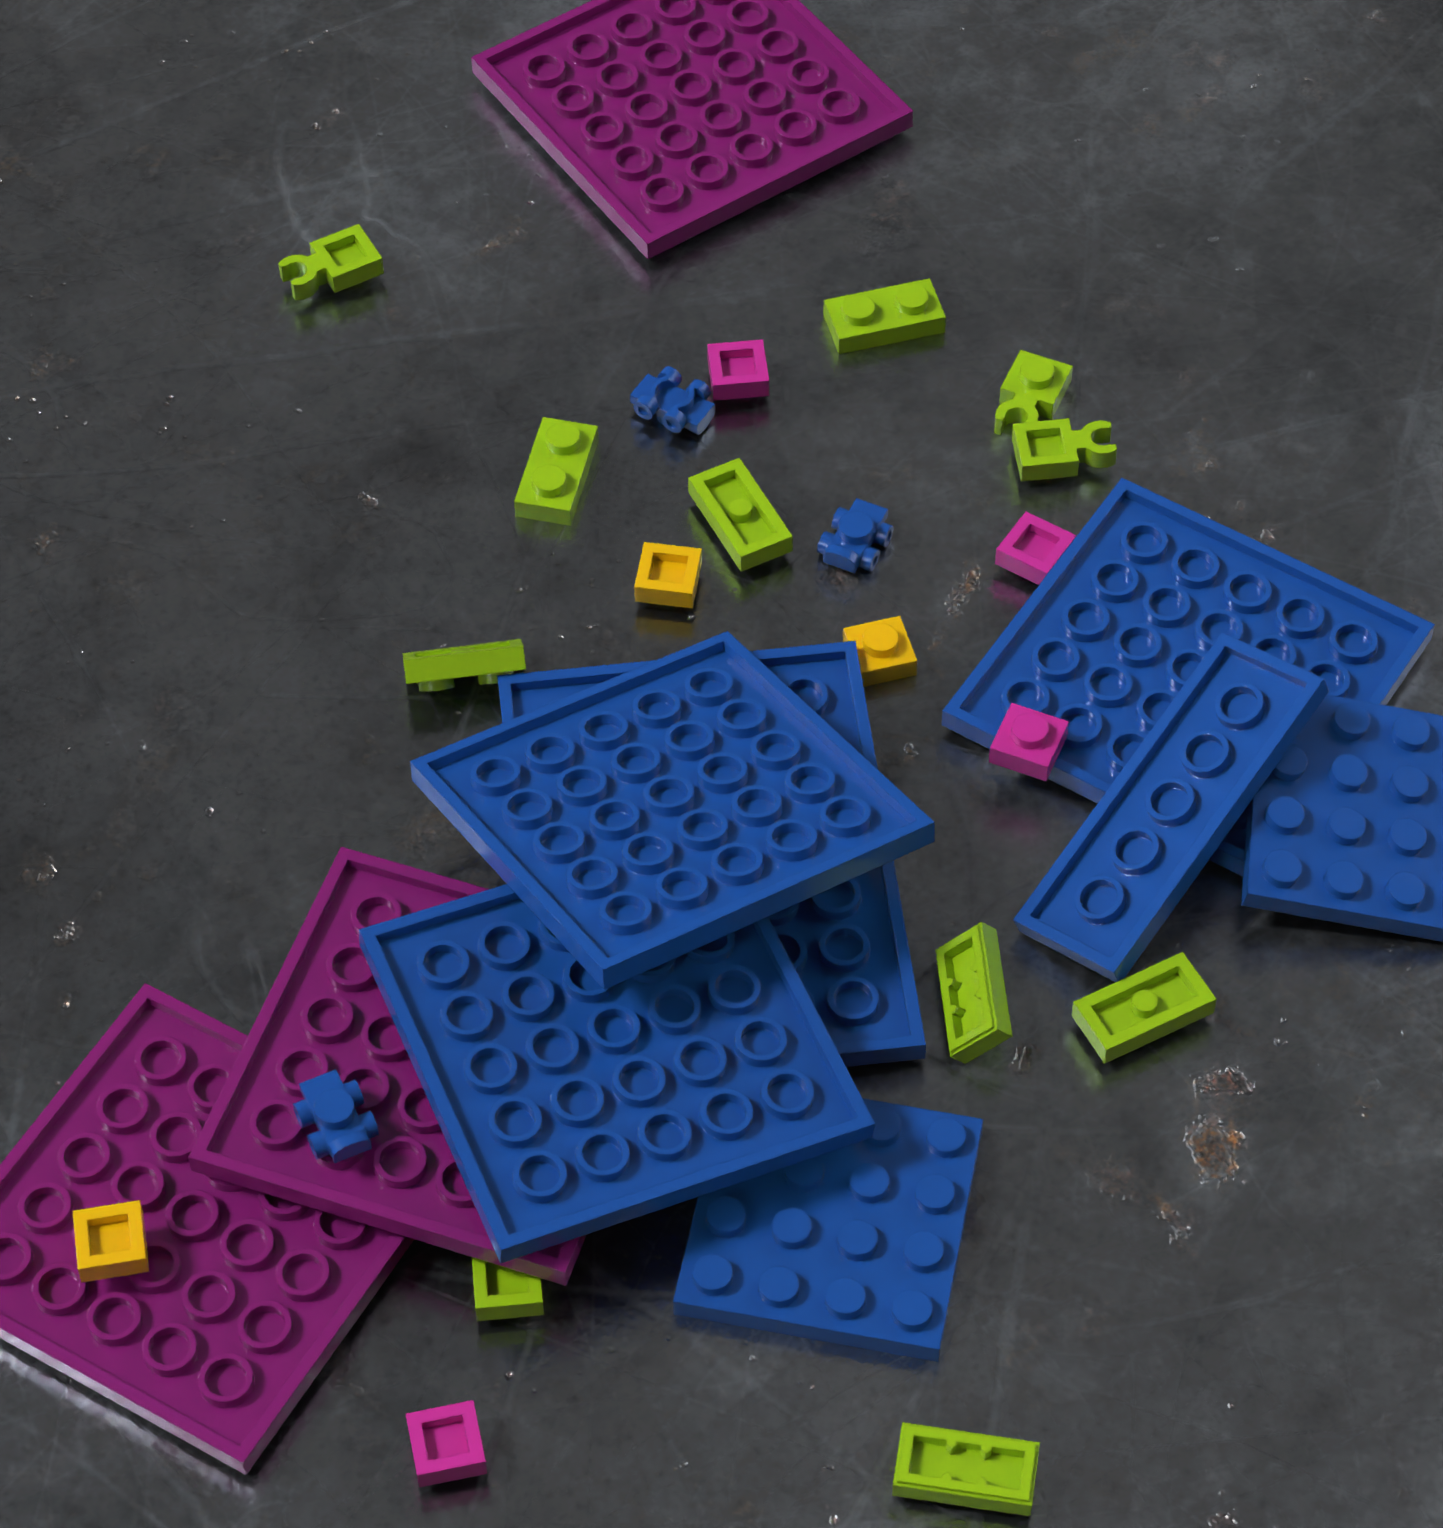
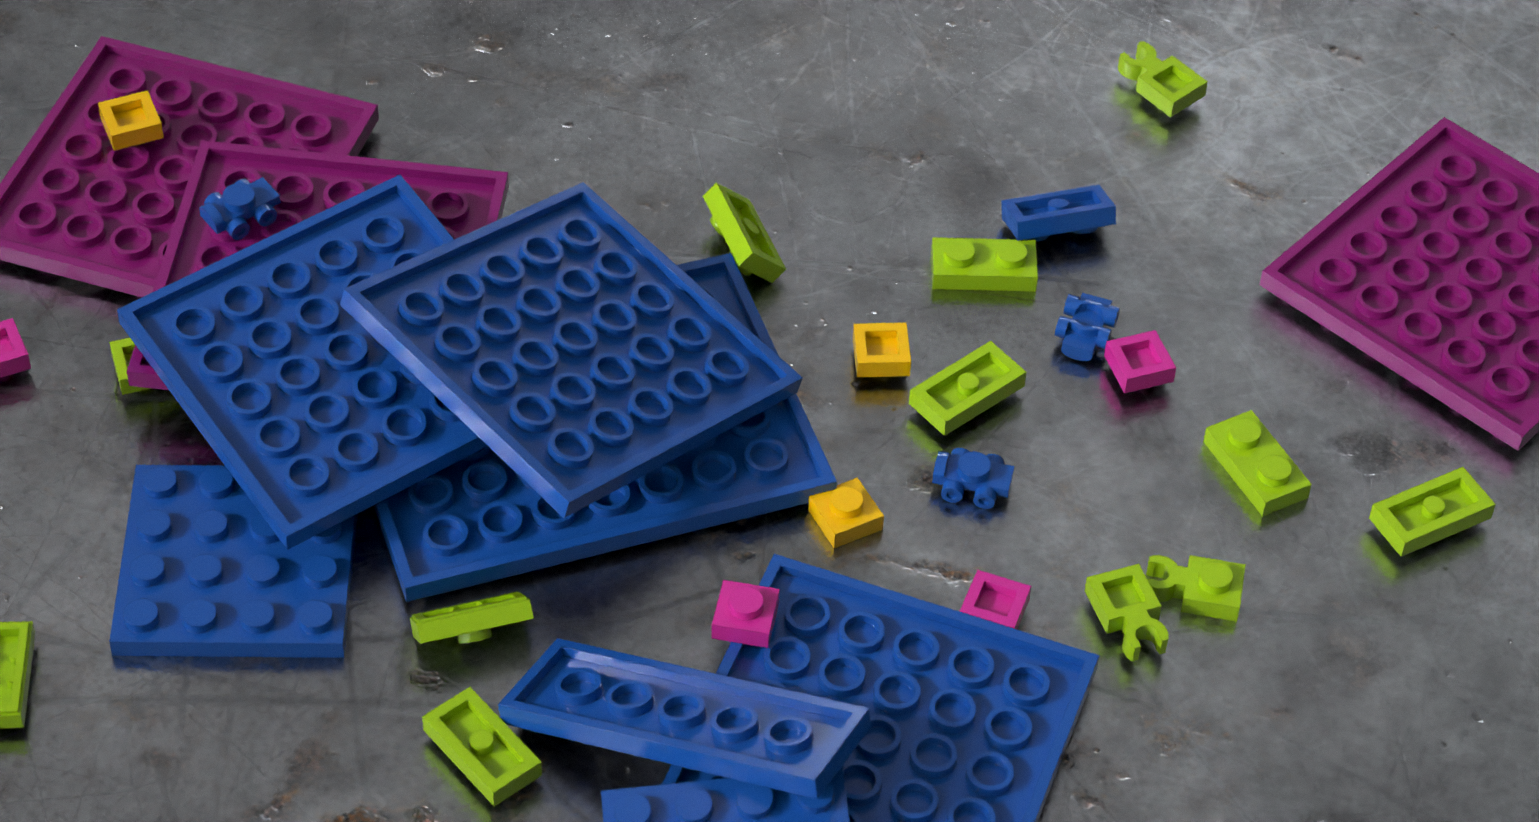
camera: 75 degrees right, 5 degrees down
(511, 388) = (1058, 212): none -> blue plate
(982, 201) = (1432, 511): none -> lime plate

